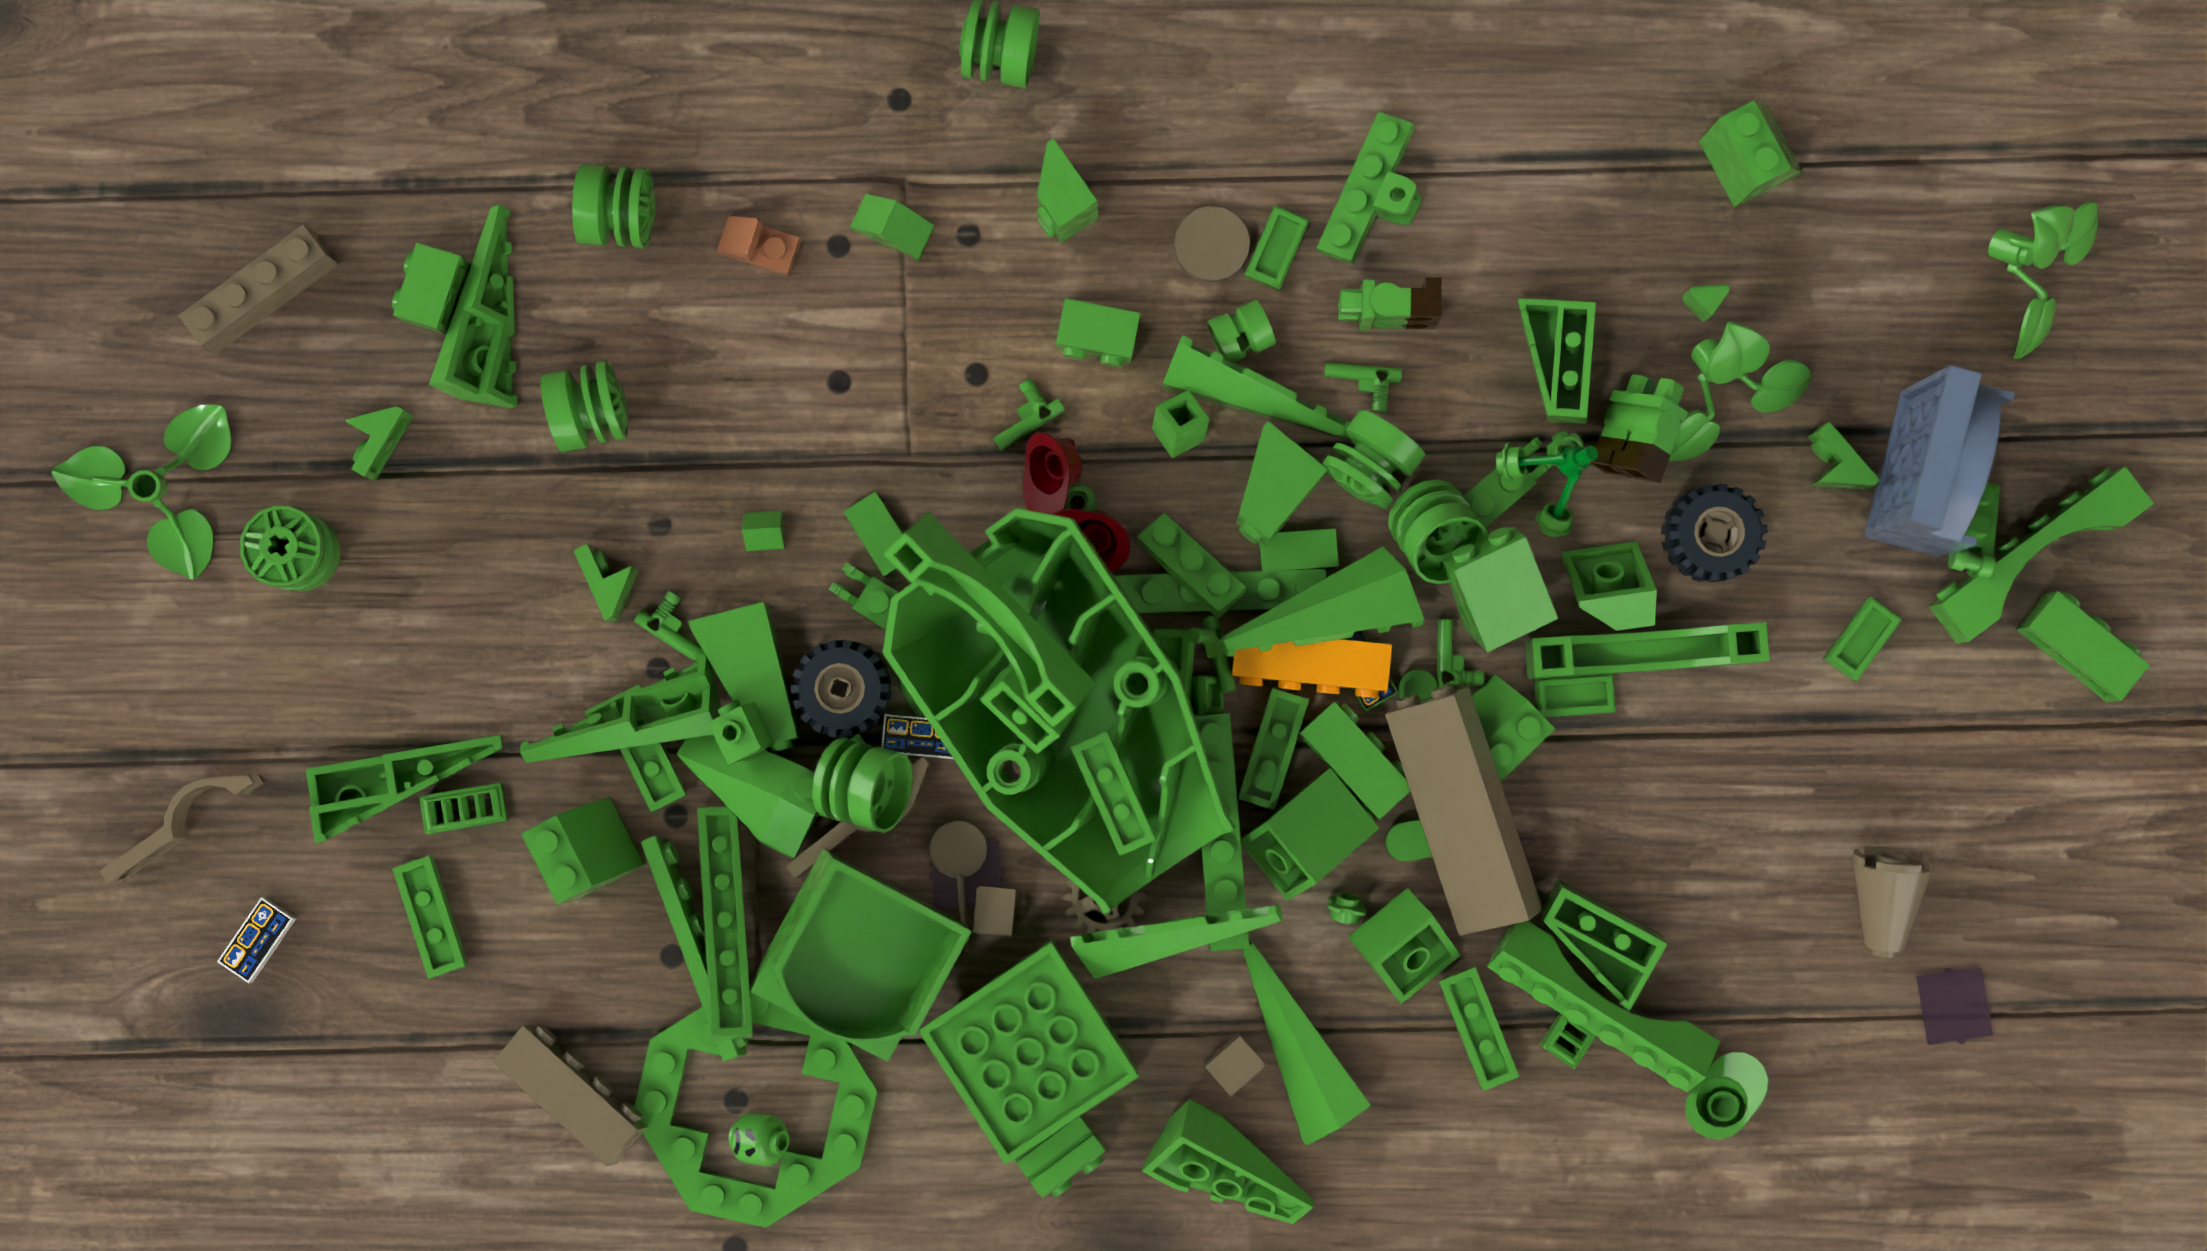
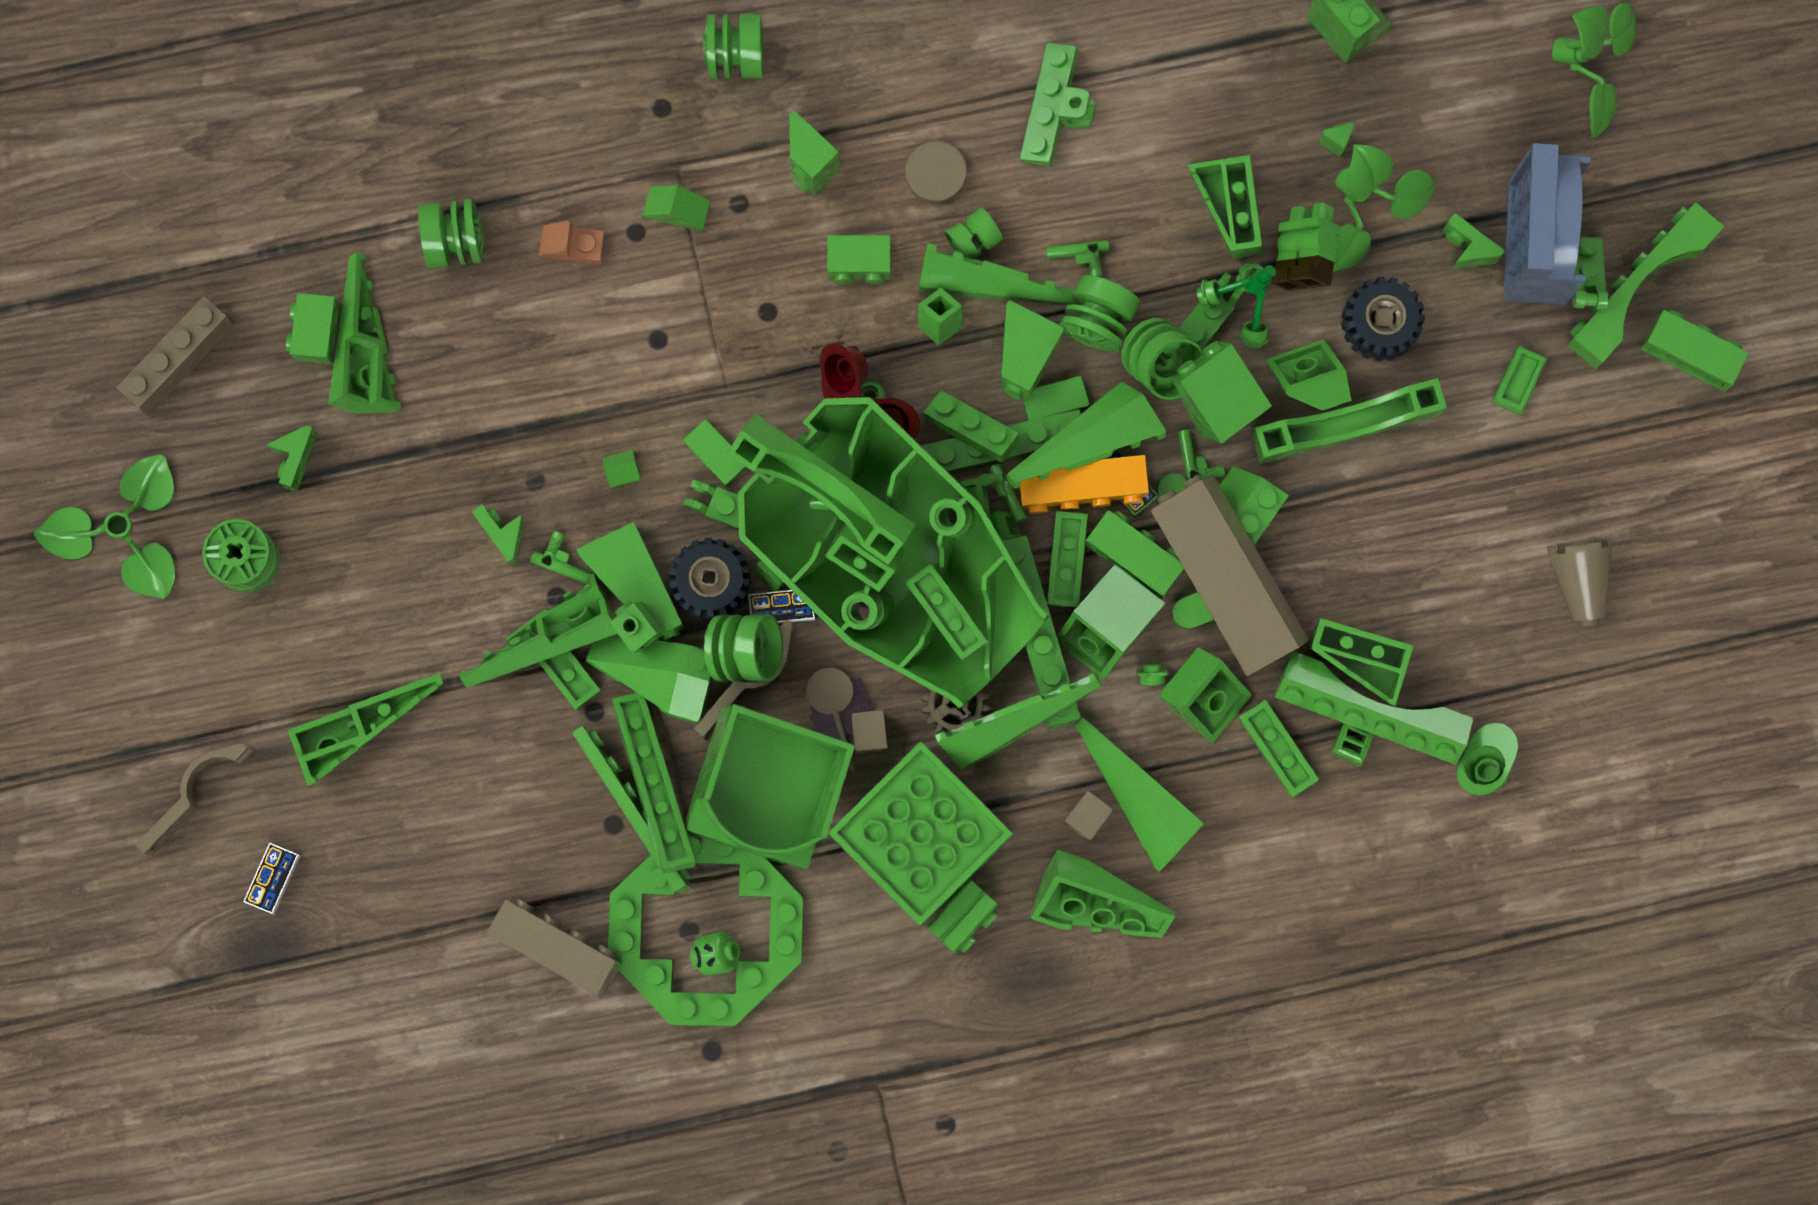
camera: 15 degrees left, 5 degrees down
(430, 812) = (406, 731): bright green slope -> none
(430, 916) = (411, 830): bright green plate -> none
(576, 408) = (459, 395): bright green wheel -> none
(582, 850) = (527, 748): bright green slope -> none
(1029, 414) = (817, 335): bright green hose -> none
(1276, 248) = (988, 165): bright green tile -> none
(1392, 307) = (1089, 191): bright green hips -> none
(1575, 695) = (1300, 470): bright green tile -> none
(1954, 1006) = (1656, 655): clear purple piece -> none

